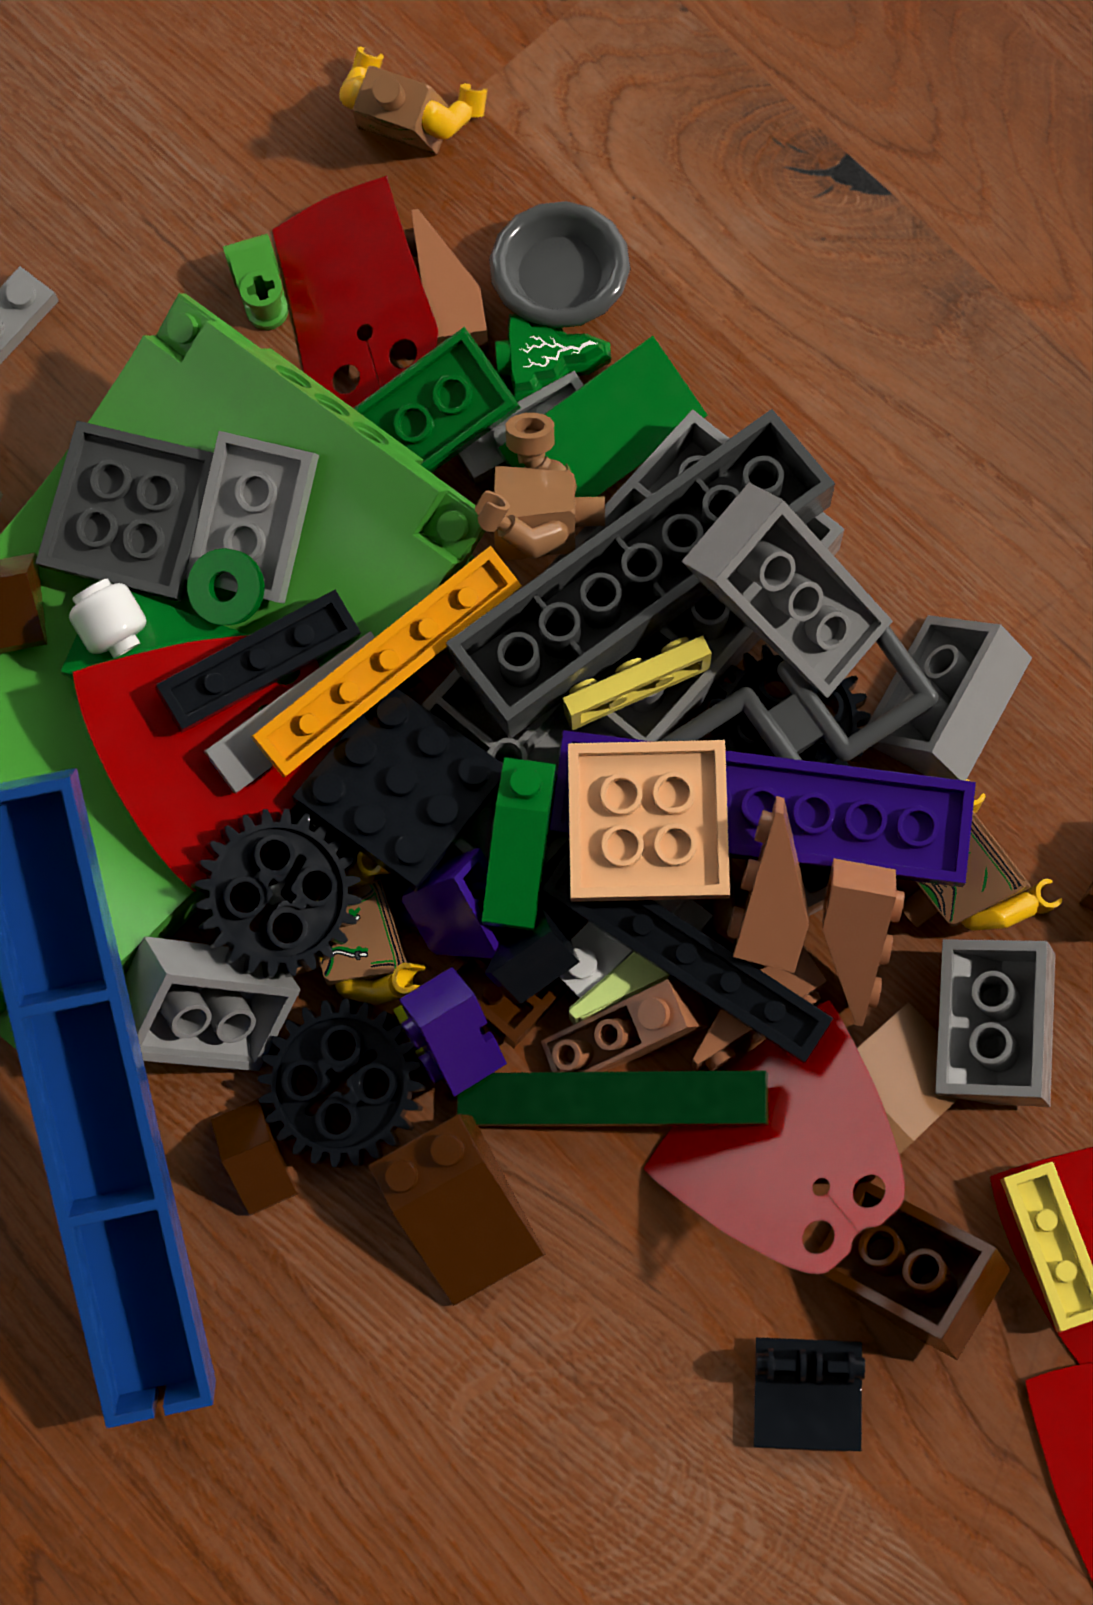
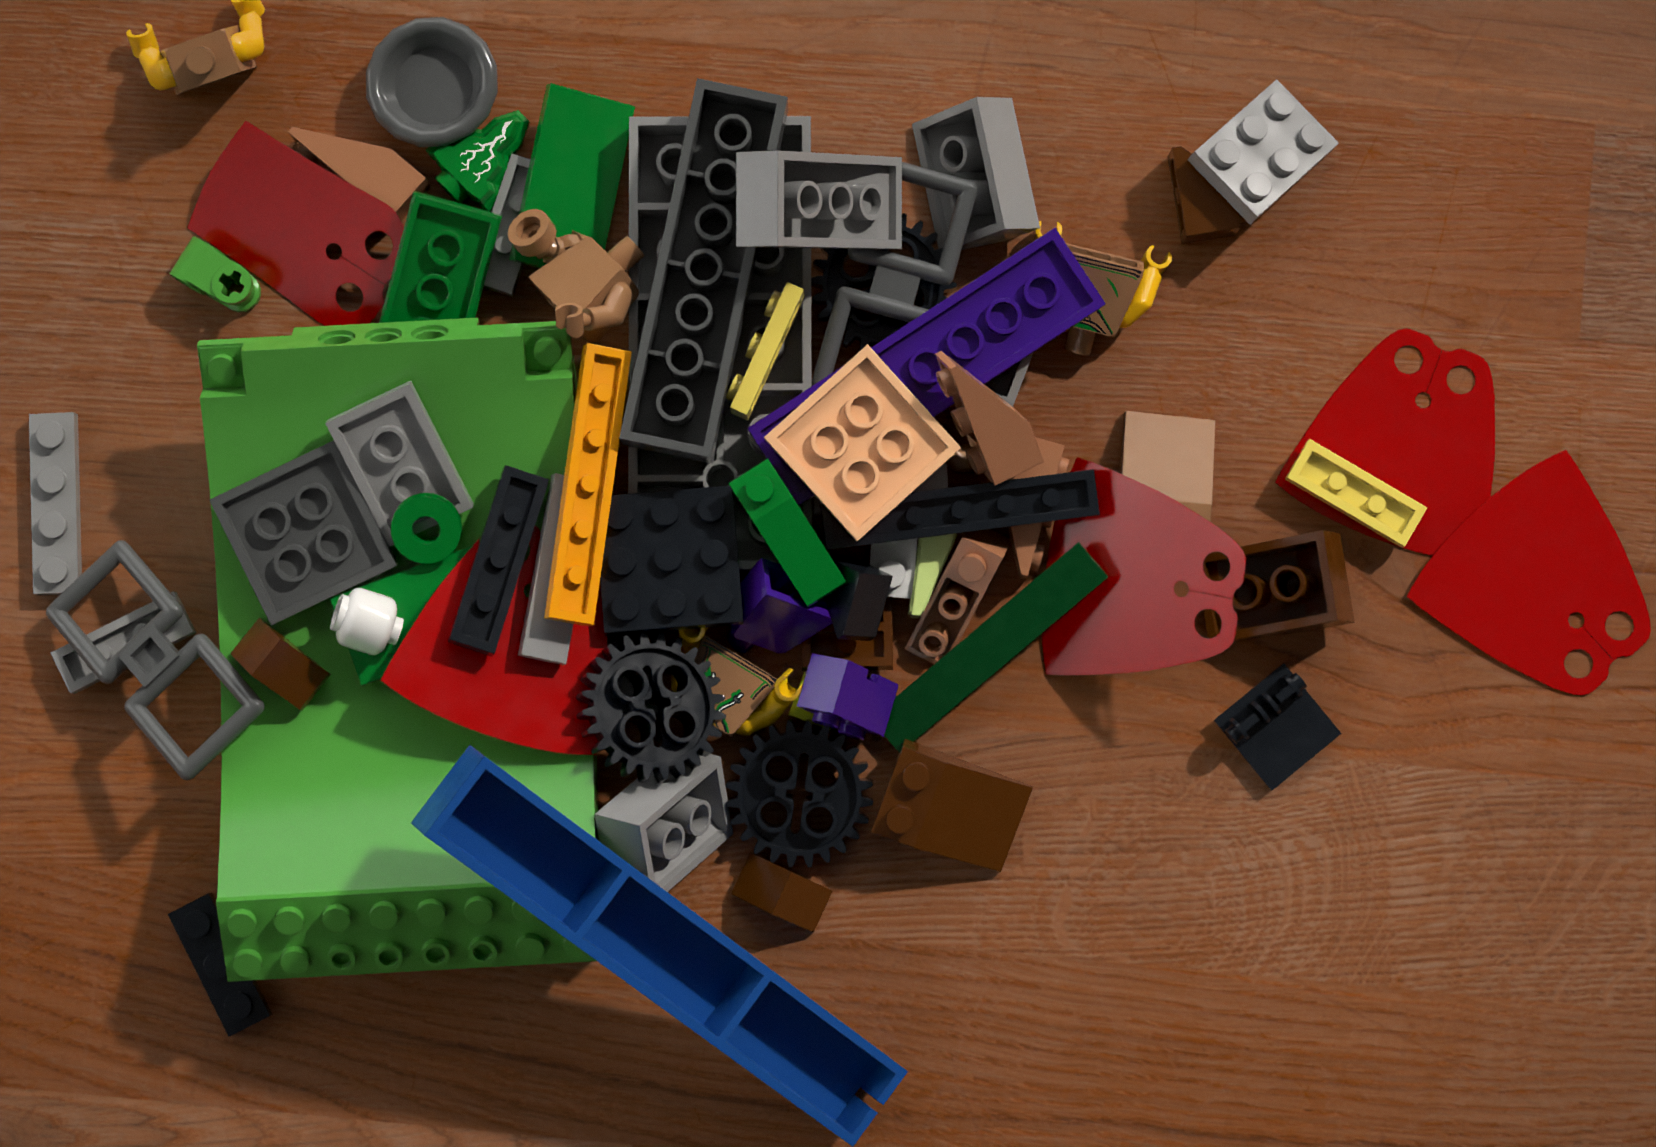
camera: 50 degrees left, 10 degrees up
(855, 924) = (1053, 388): nougat slope -> none
(996, 1021) = (1197, 376): light grey slope -> none

